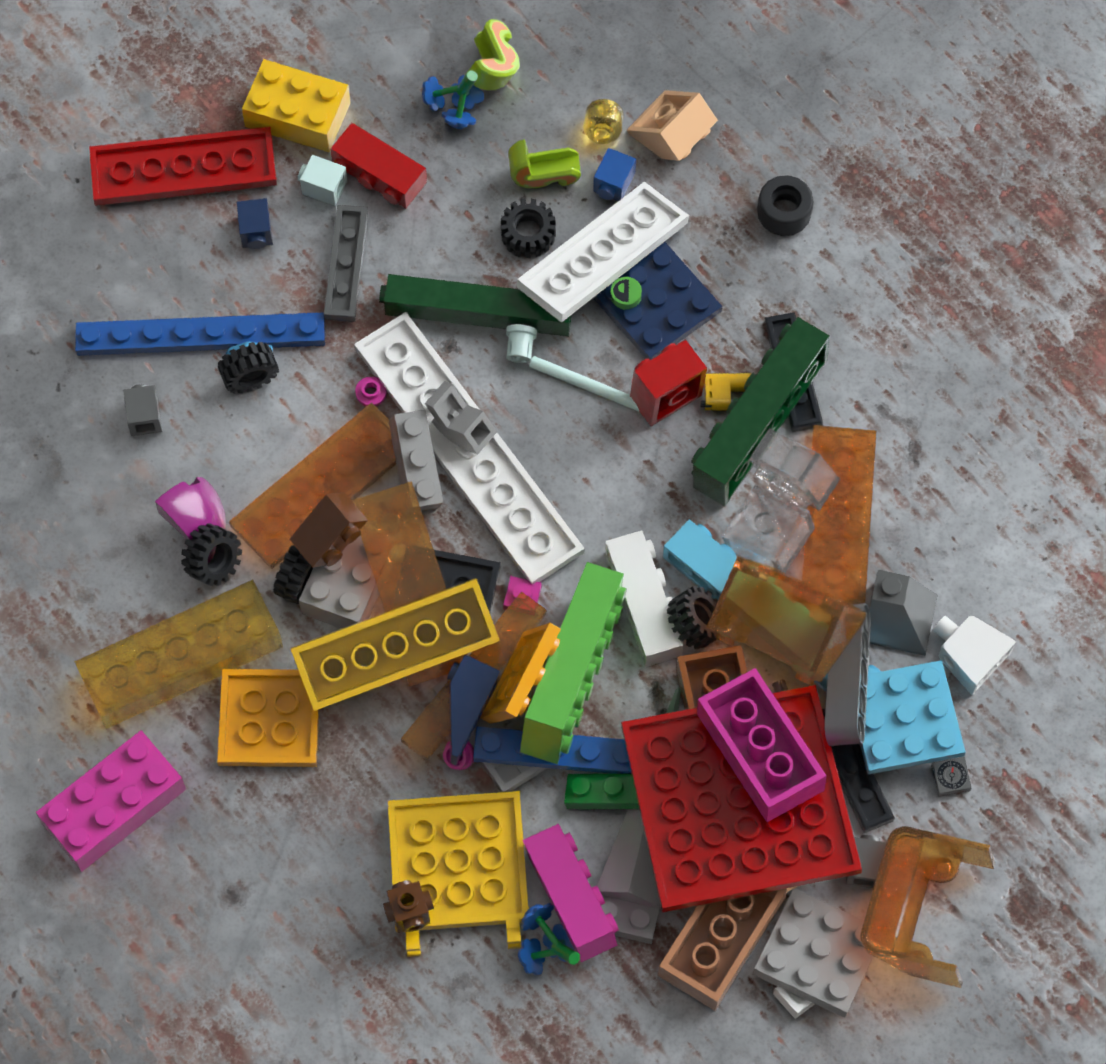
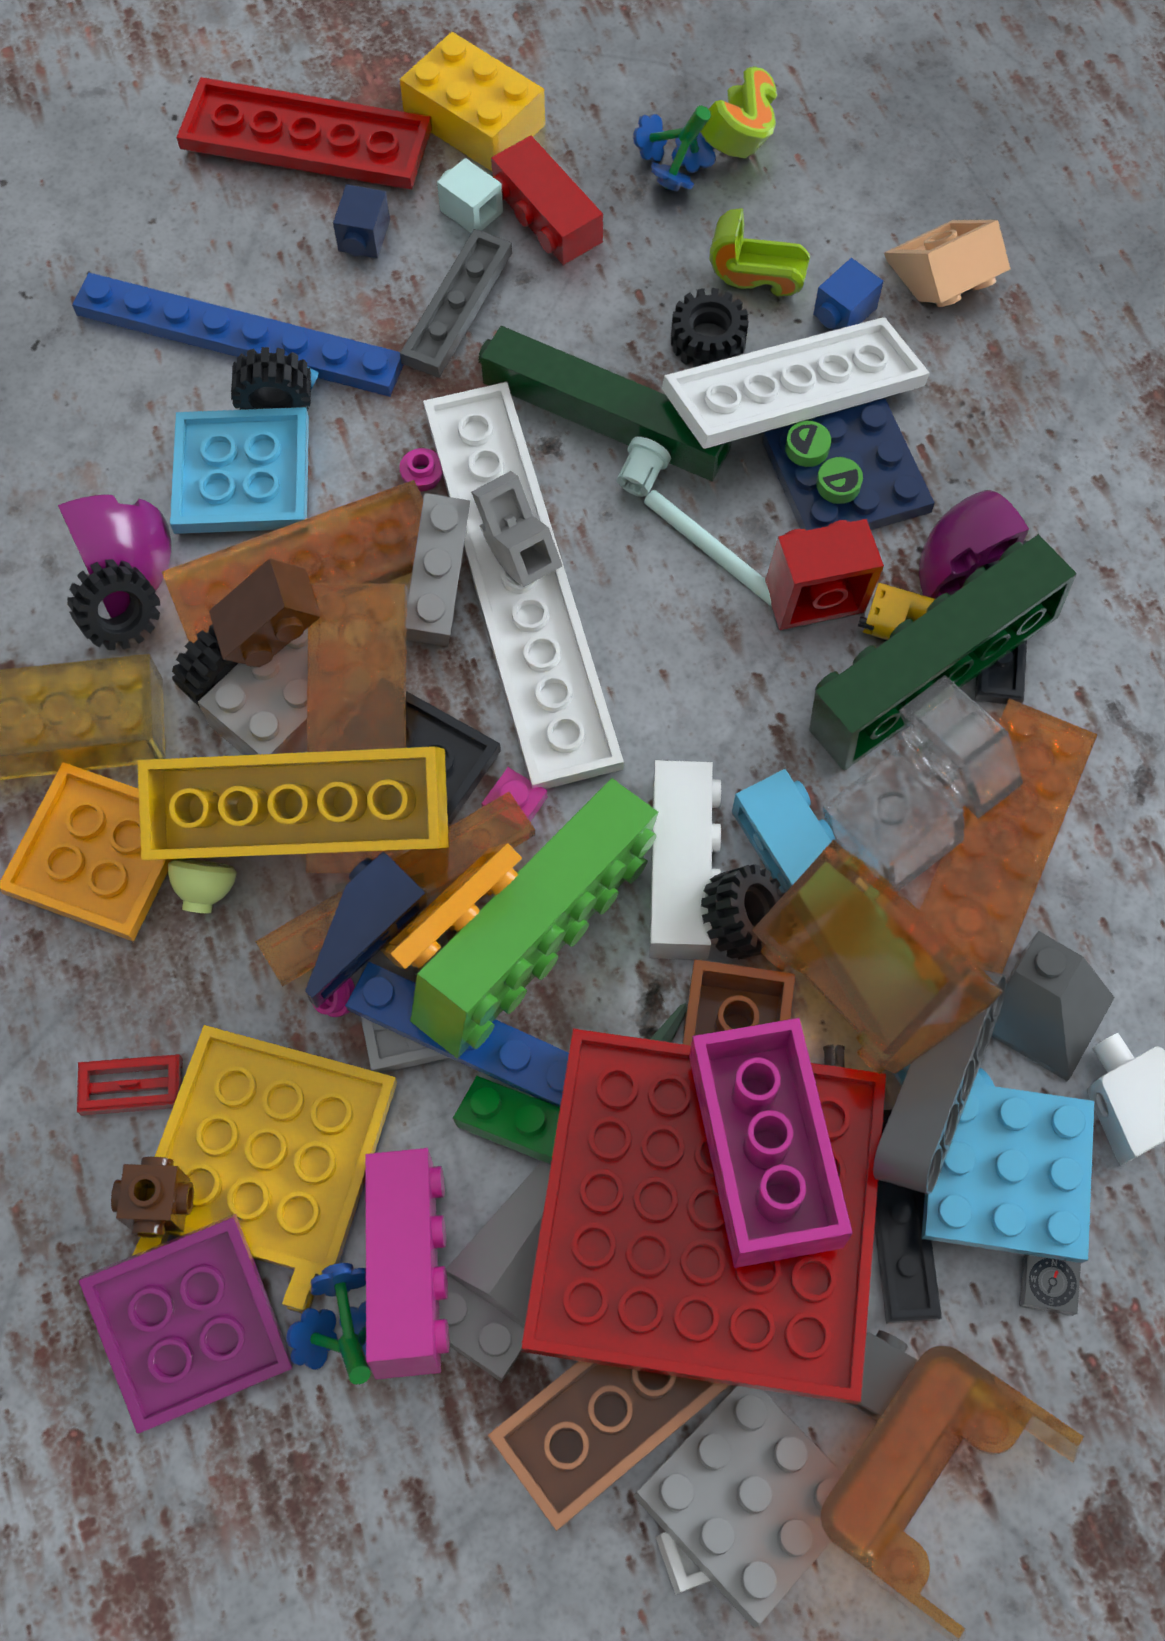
camera: 20 degrees right, 0 degrees up
(142, 410) = (118, 400): dark grey brick -> none
(248, 432) = (239, 470): none -> medium azure plate
(346, 715) = (200, 882): none -> yellowish green brick
(357, 865) = (128, 1104): none -> red tile
(455, 971) = (186, 1323): none -> magenta plate
(603, 121) = (857, 229): clear yellow head -> none
(655, 312) = (839, 480): none -> bright green tile
(751, 326) = (966, 538): none -> magenta brick
(790, 189) = (1071, 380): black tyre -> none

